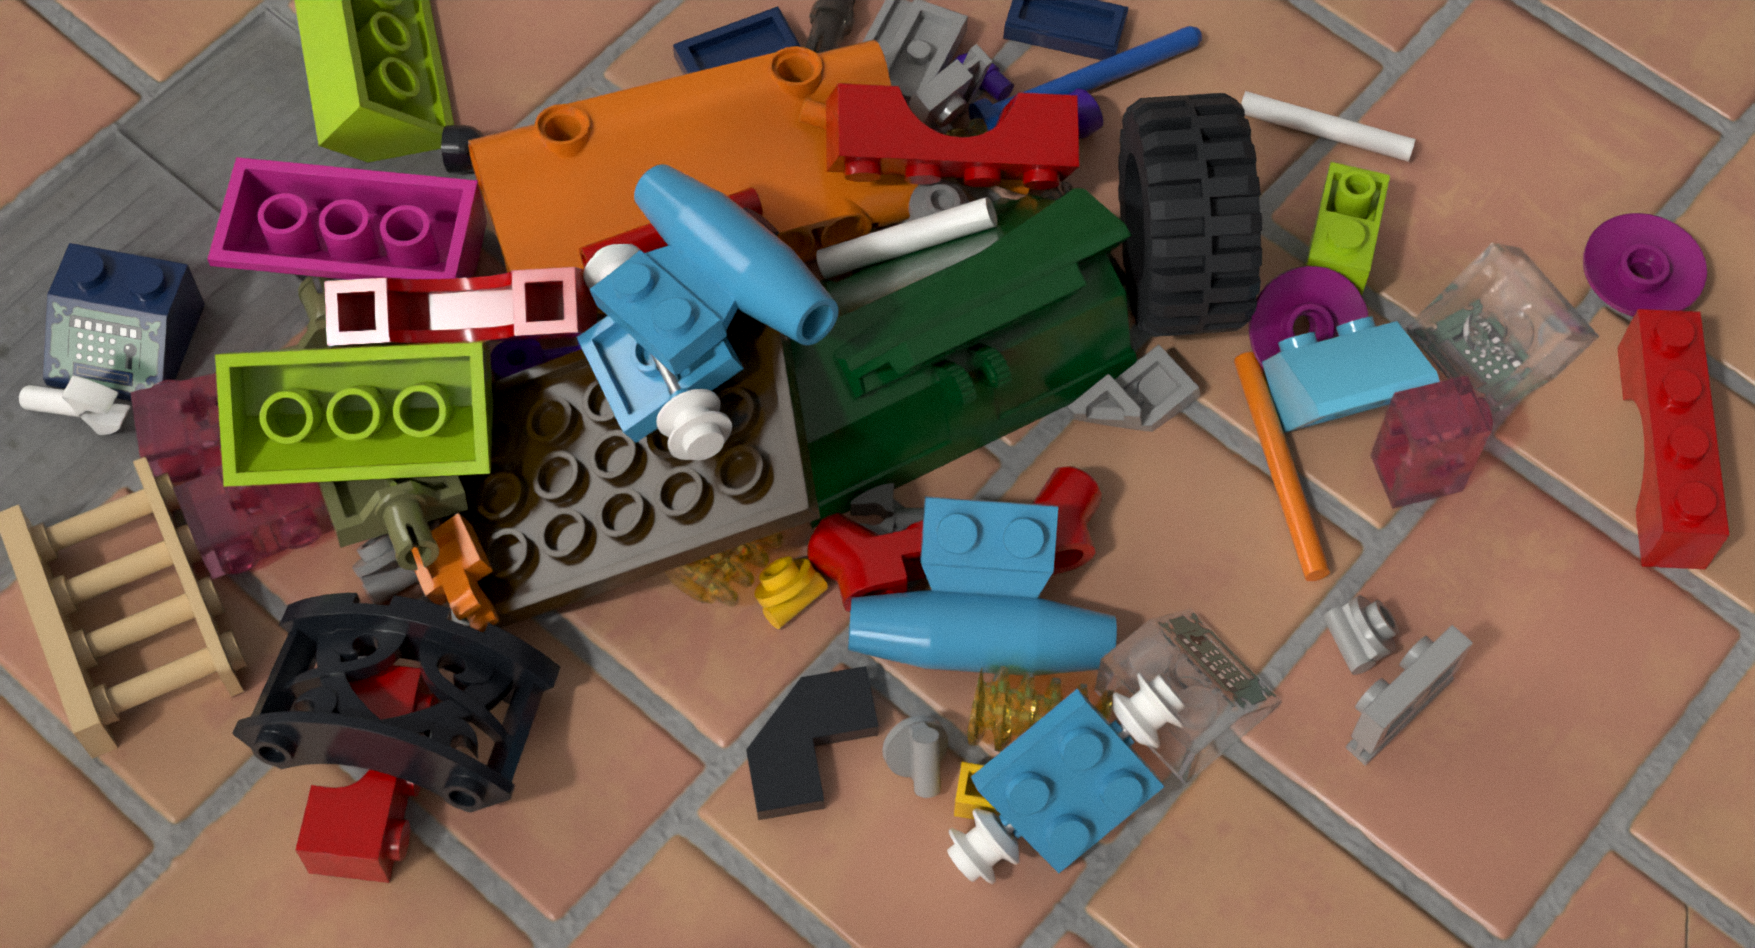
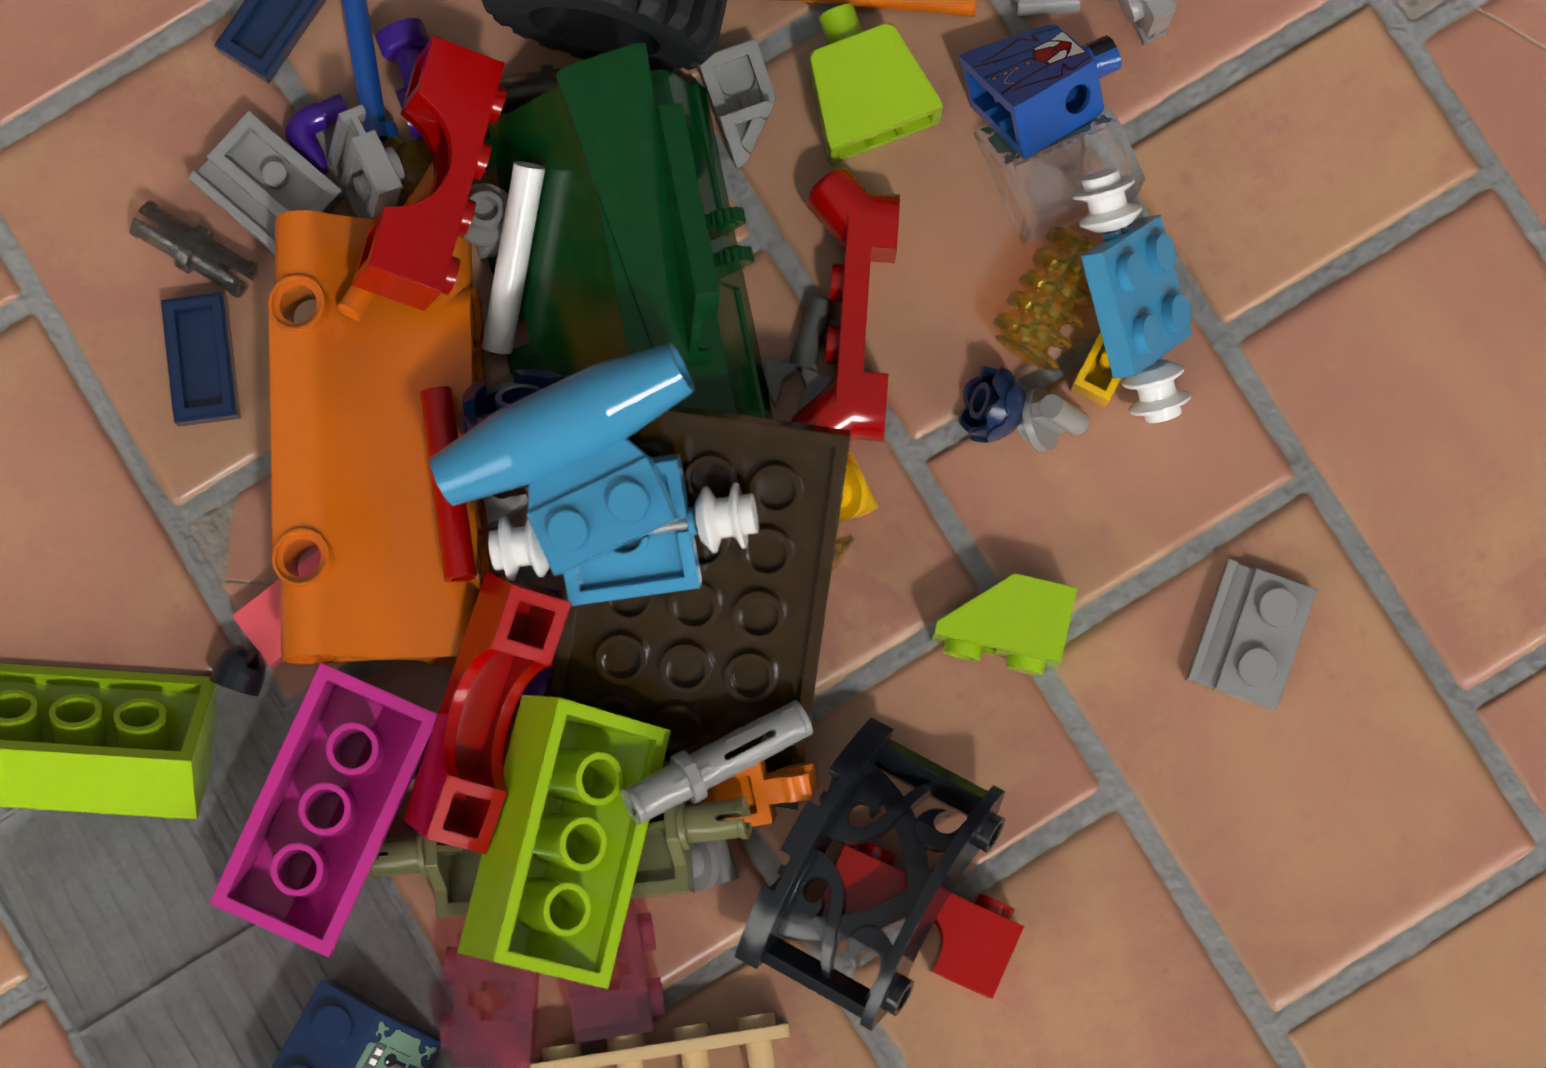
camera: 70 degrees left, 20 degrees up
(446, 494) = (694, 773): none -> light grey pin
(700, 775) = (1014, 620): none -> lime slope
(814, 713) = (1006, 539): black tile -> none
(915, 696) = (992, 405): none -> dark blue plate
(984, 602) = (925, 310): dark azure plate -> none
(1188, 493) = (867, 86): none -> lime torso
(1253, 638) = (1038, 85): none -> blue torso

